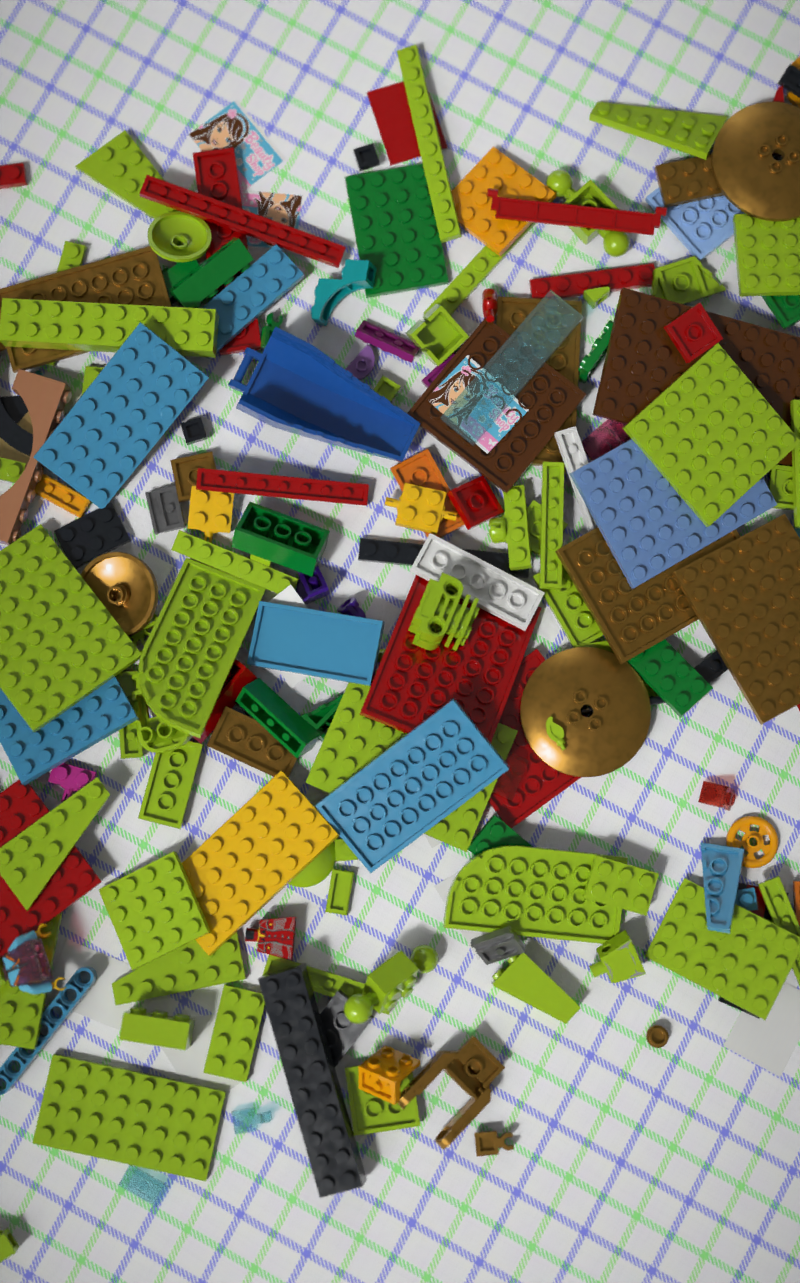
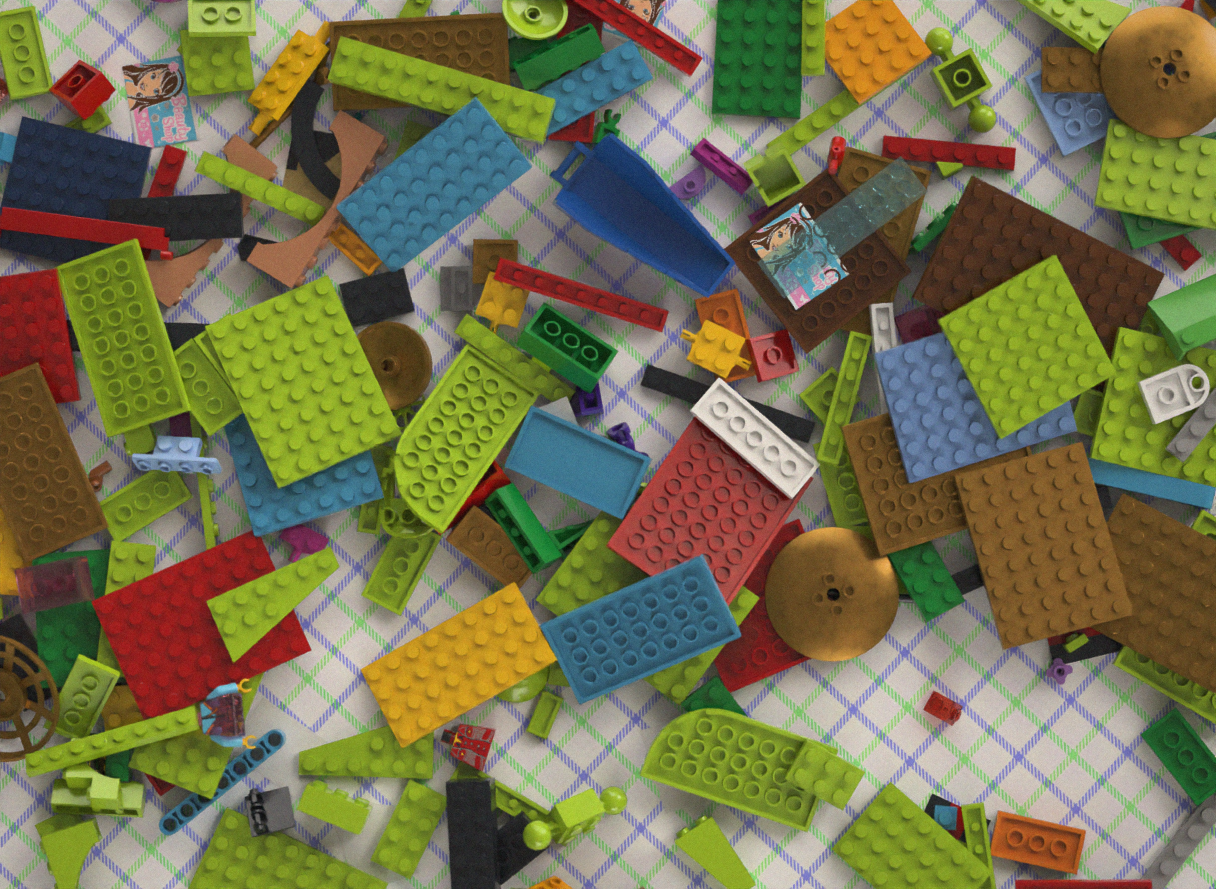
camera: 15 degrees right, 5 degrees up
(95, 1048) = (269, 811): none -> black hinge
(154, 910) = (357, 690): lime plate -> none
(193, 431) = (503, 213): black plate -> none
(329, 292) = (674, 102): teal arch -> none
(387, 388) = (709, 216): lime plate -> none
(443, 615) = (712, 466): lime piece -> none
(498, 945) = (689, 805): flat silver plate -> none
(514, 528) = (805, 392): lime plate -> none
(555, 732) = (796, 609): lime piece -> none
(575, 215) = (946, 82): red piece -> none
(618, 959) = (804, 846): lime torso -> none
(684, 282) = (1039, 177): lime wing -> none
(693, 332) = (1033, 238): red plate -> none
(721, 880) = (924, 795): dark azure wing -> none
(765, 828) = (947, 760): light orange plate -> none

